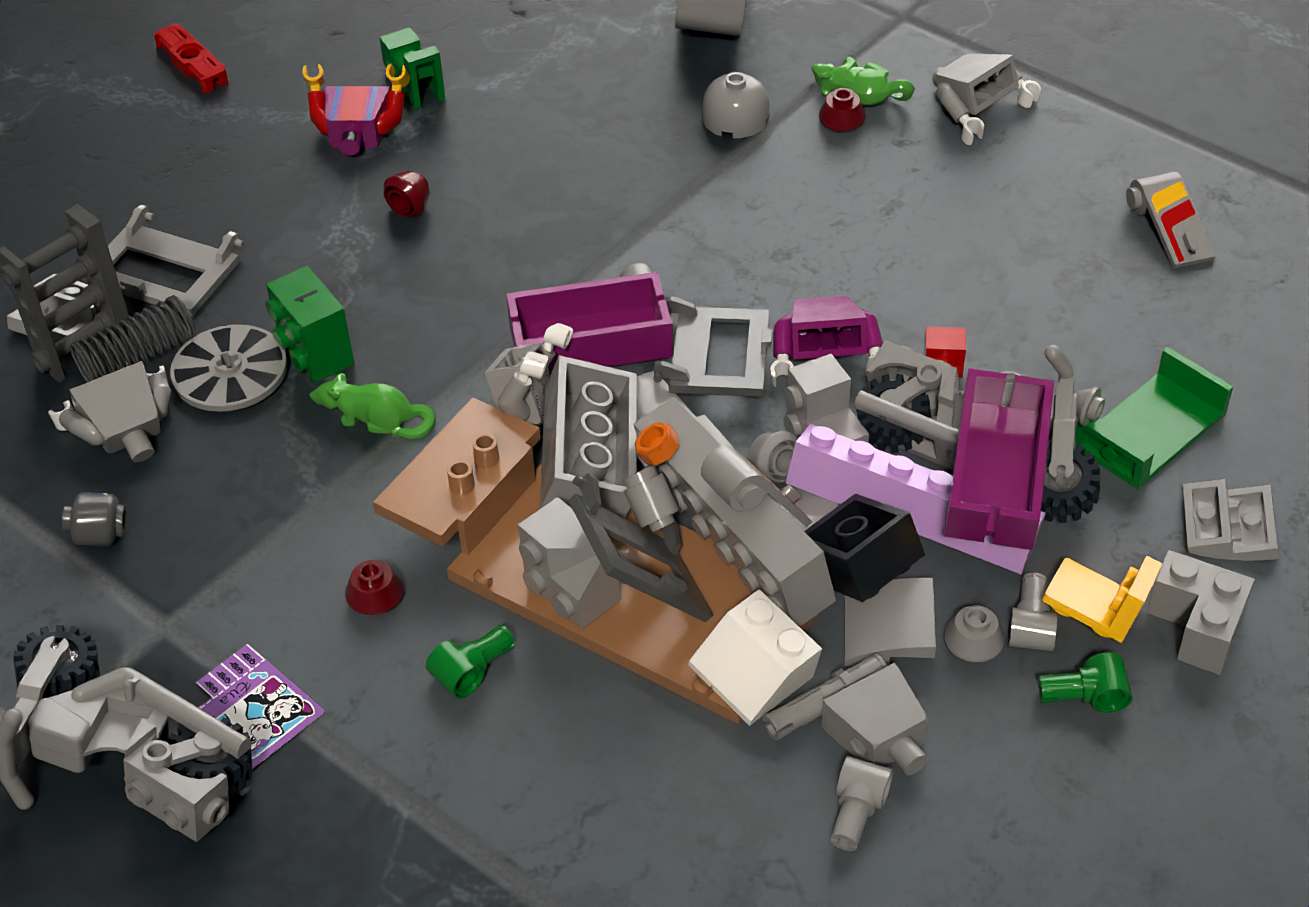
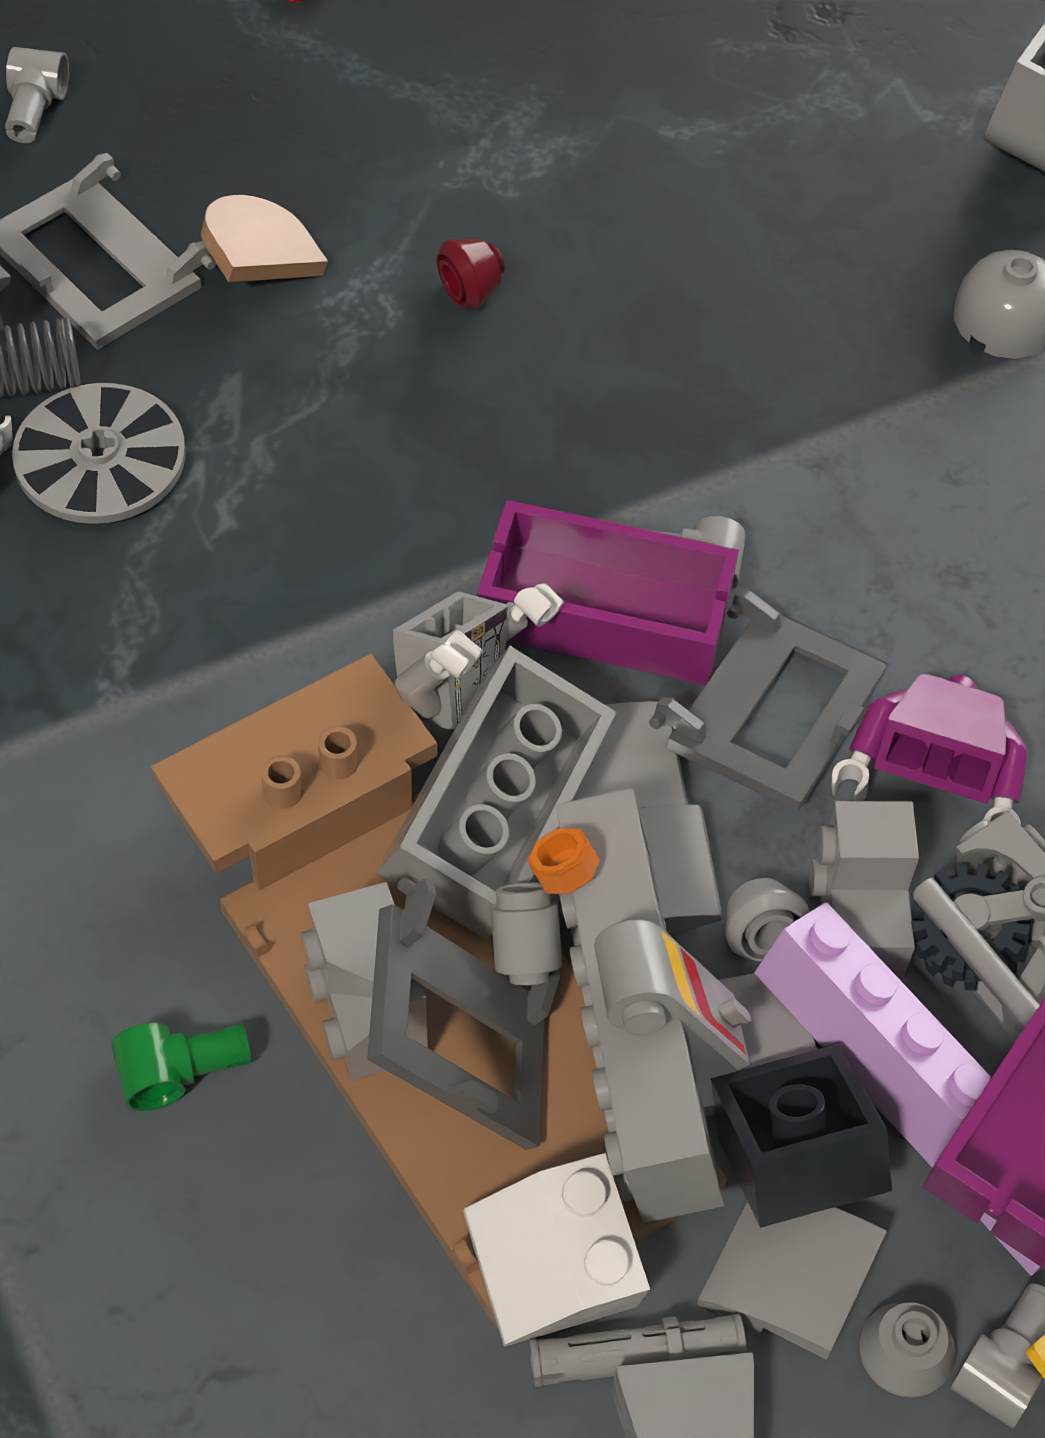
camera: 20 degrees right, 10 degrees up
(68, 183) = (33, 81): none -> light grey pin
(266, 220) = (259, 241): none -> tile
(309, 324) = (221, 435): green brick -> none
(356, 114) = (464, 116): torso -> none
(373, 588) = (109, 887): dark red cone -> none
(375, 404) = (257, 597): bright green animal -> none
(405, 49) = (579, 61): green piece -> none

